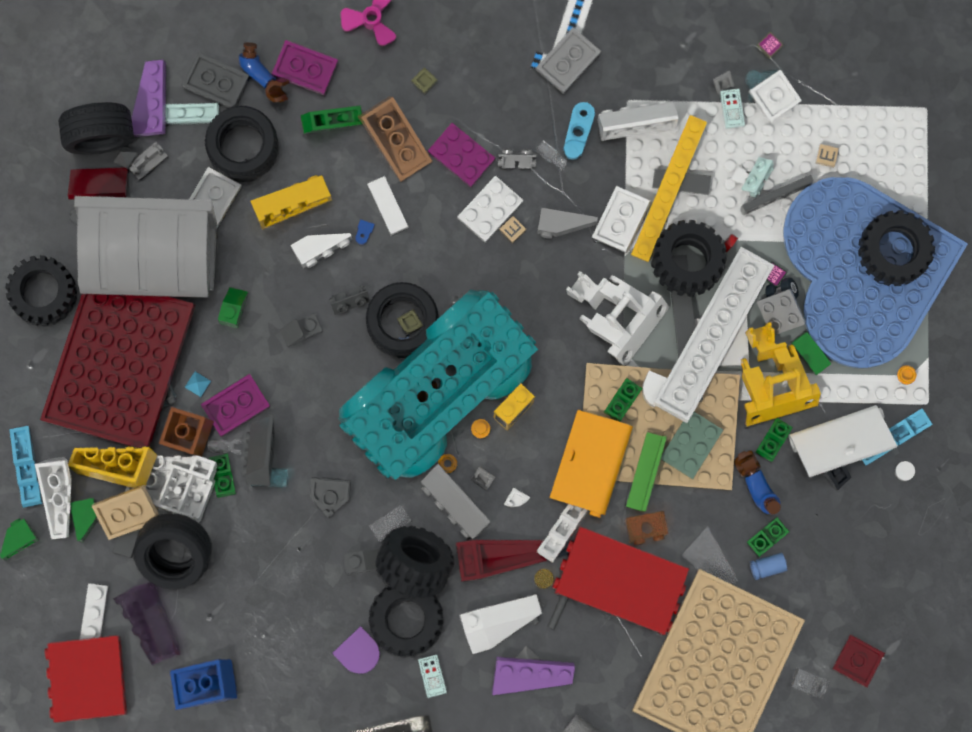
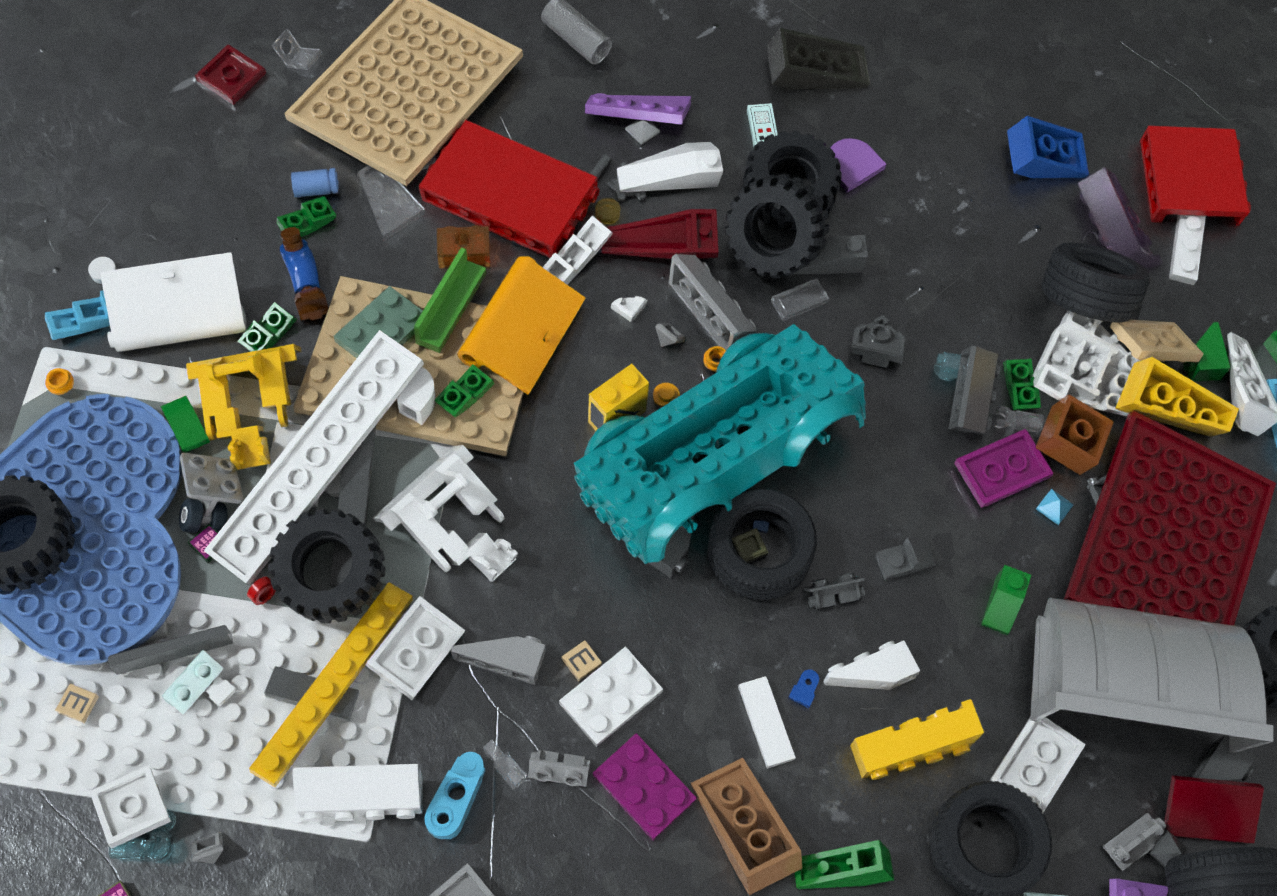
camera: 175 degrees left, 15 degrees down
(732, 108) = (204, 798): light aqua tile -> none

